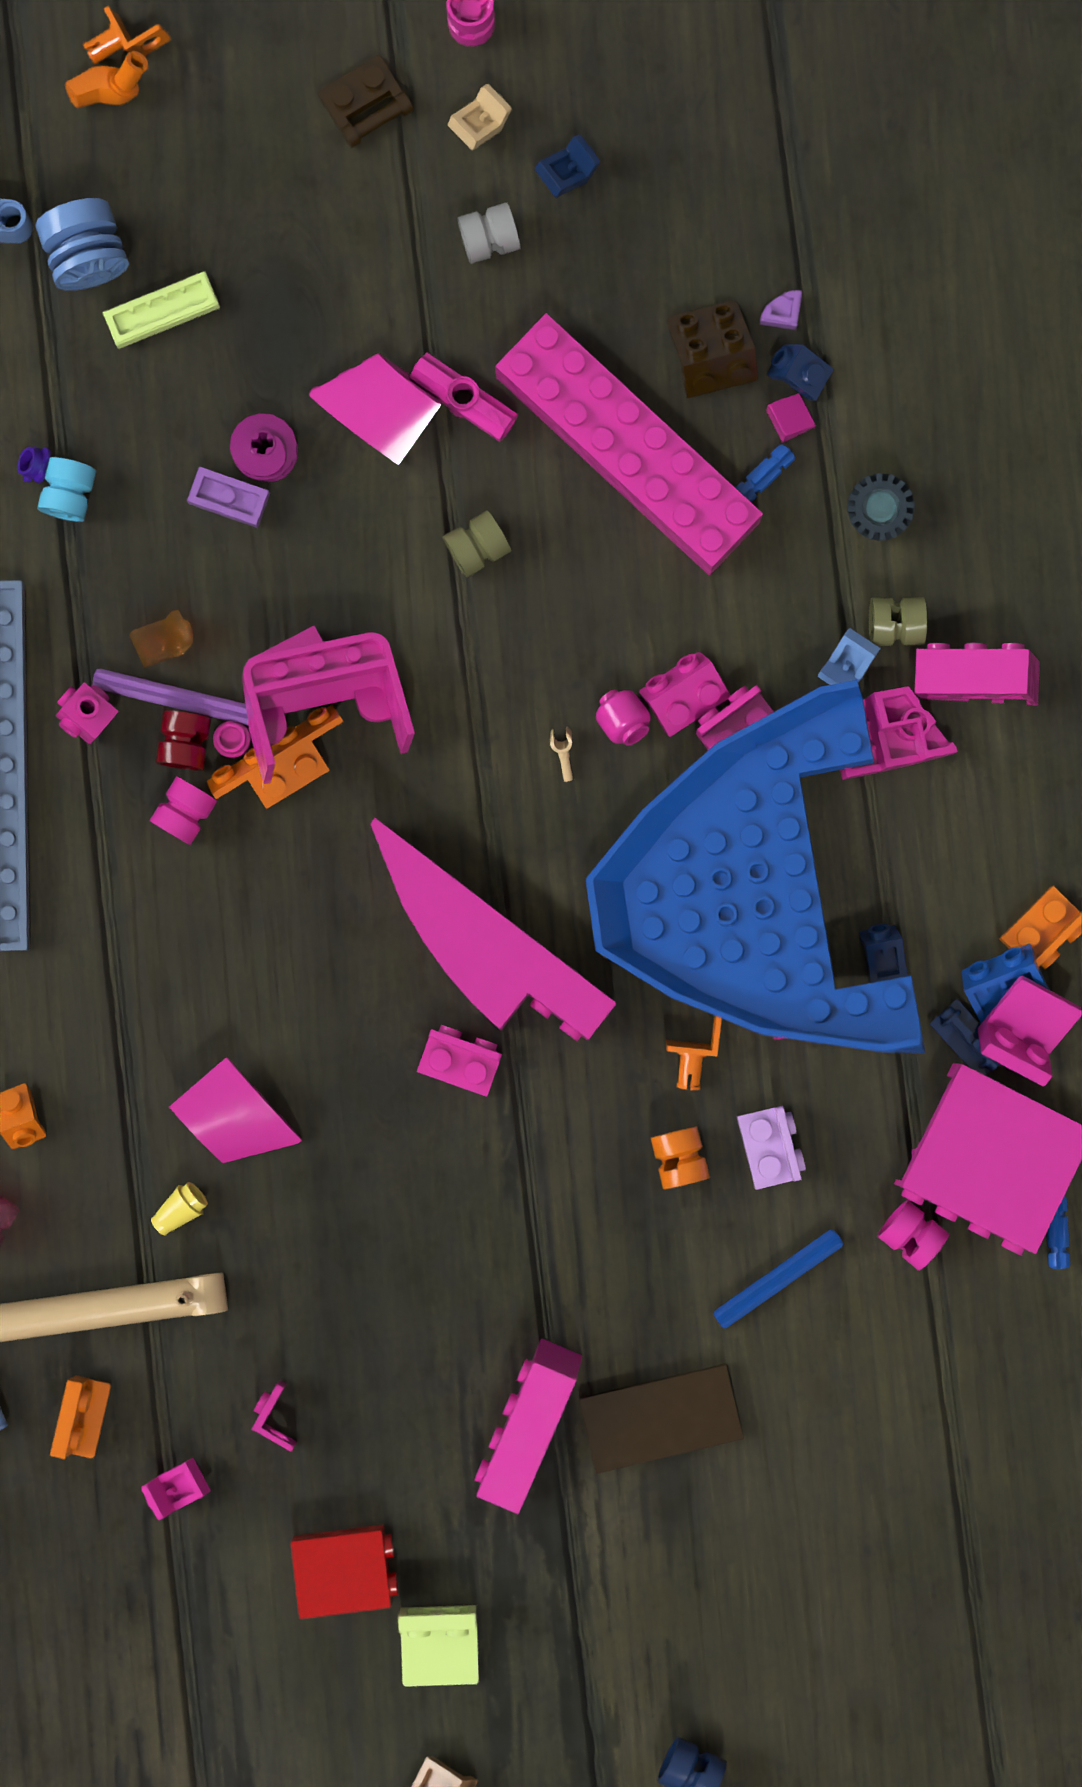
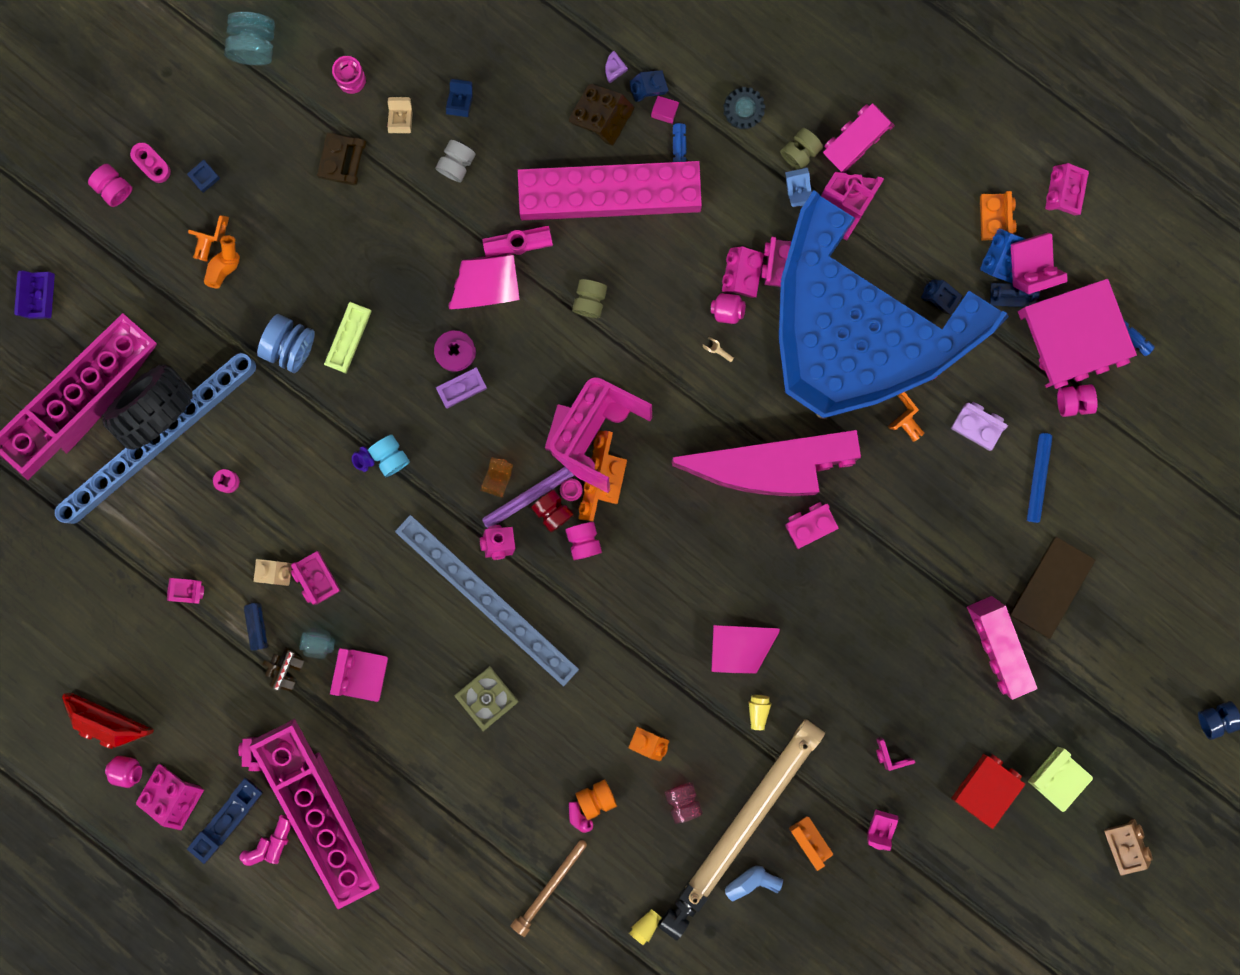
camera: 45 degrees left, 0 degrees up
(680, 1157) = (947, 469): orange wheel -> none

